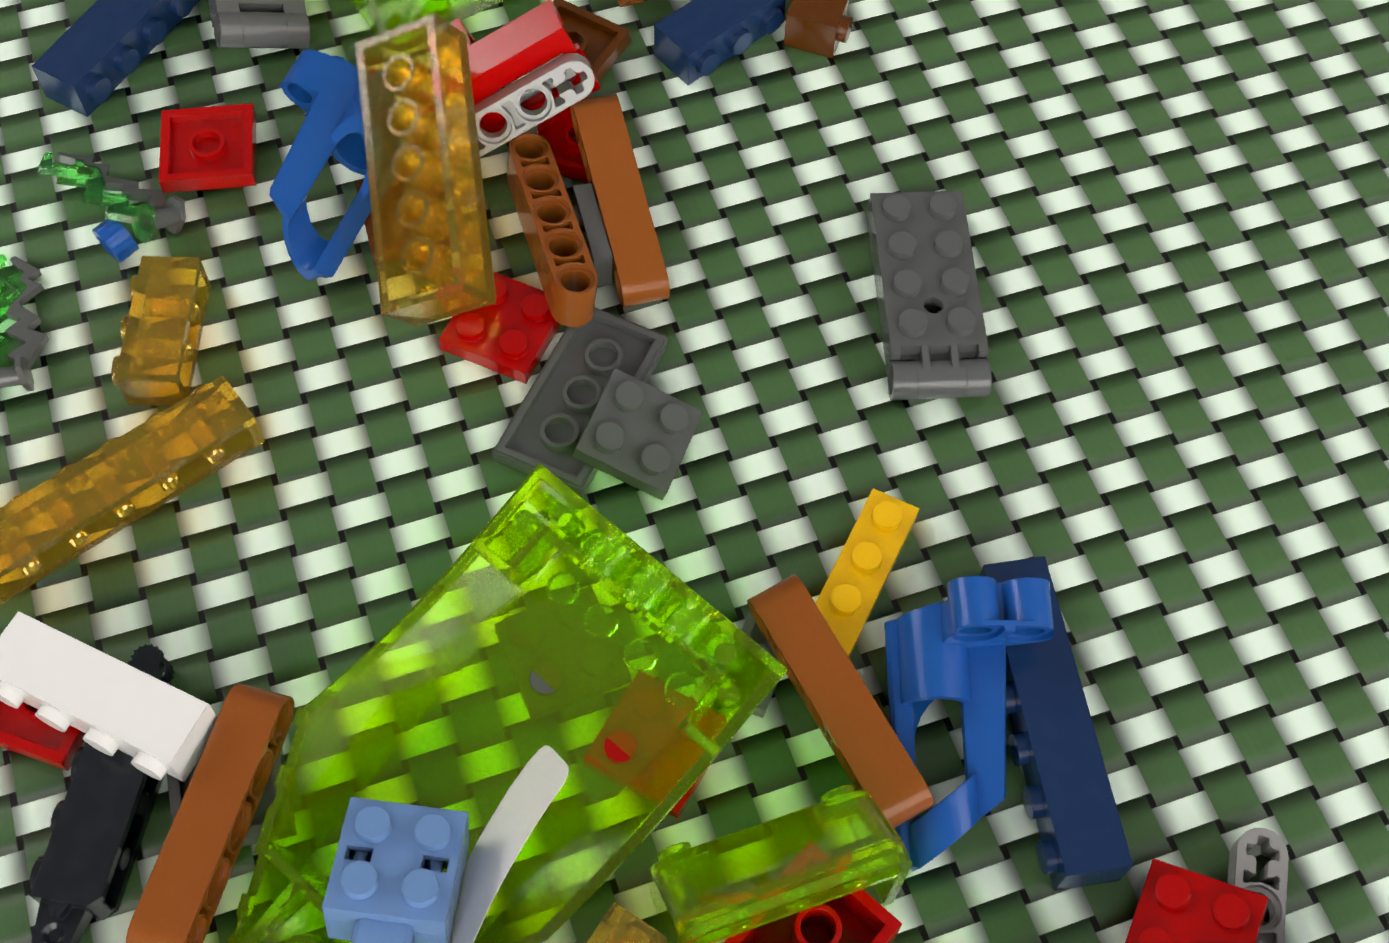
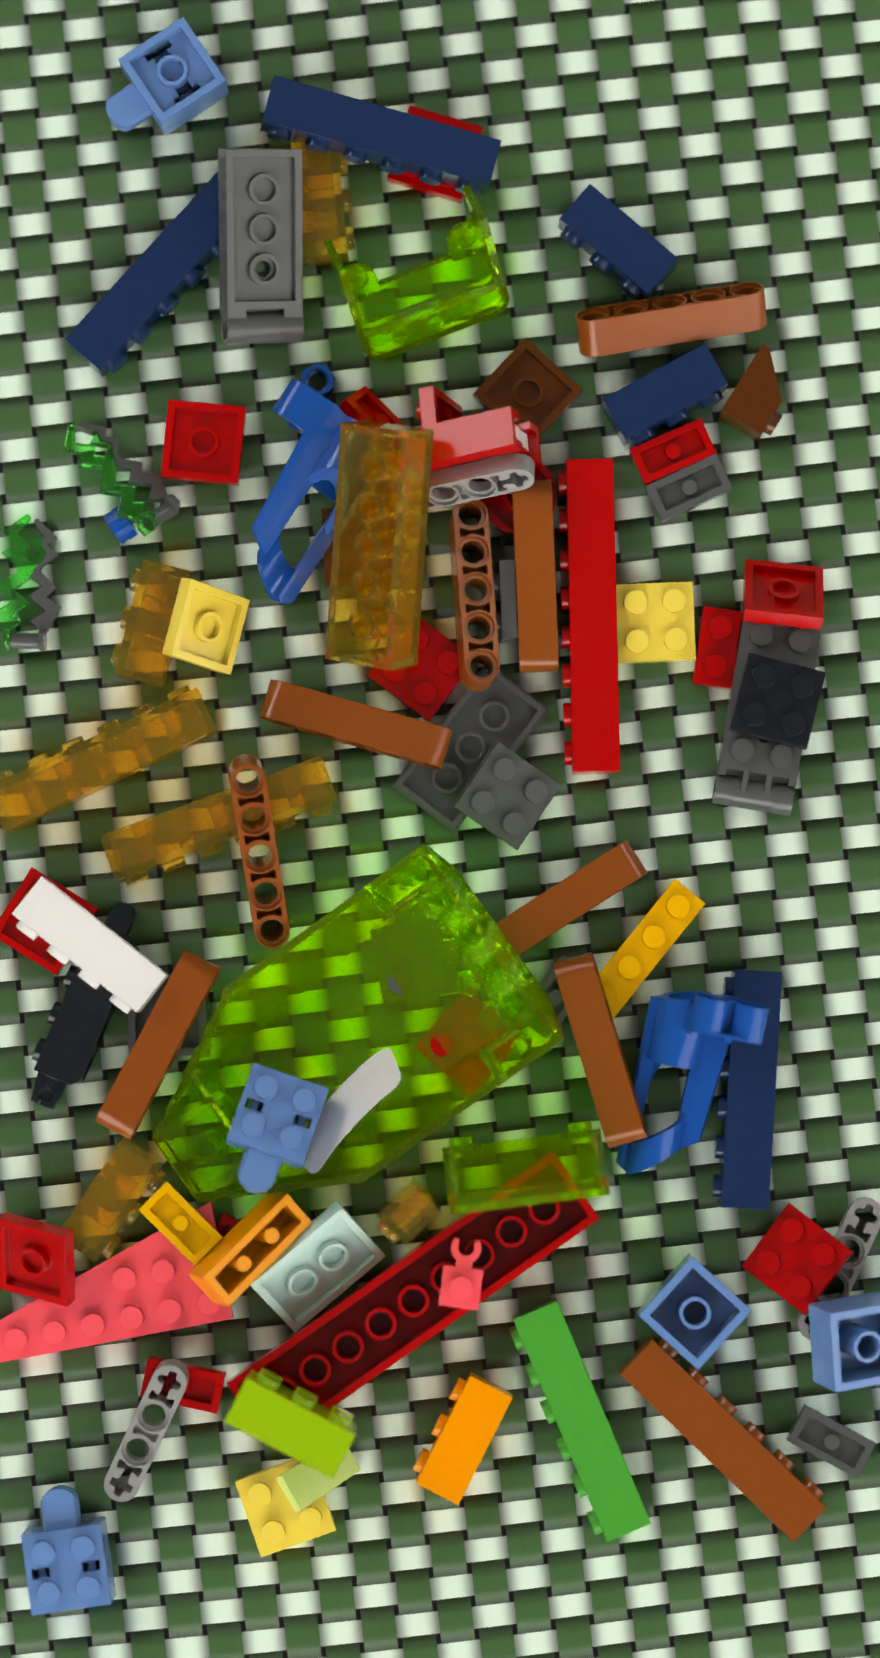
camera: 20 degrees right, 25 degrees up
(227, 314) = (205, 626): none -> light yellow plate
(269, 530) = (211, 823): none -> clear yellow brick
(323, 511) = (259, 869): none -> dark orange beam
(433, 387) = (356, 724): none -> dark orange beam
(697, 243) = (591, 616): none -> red brick
(743, 73) = (672, 451): none -> red plate
(754, 529) = (572, 897): none -> dark orange beam
(769, 233) = (655, 622): none -> light yellow plate
(770, 101) = (688, 488): none -> dark grey plate
(848, 246) = (716, 648): none -> red plate
(895, 170) = (783, 594): none -> red plate
(938, 261) = (777, 701): none -> black plate

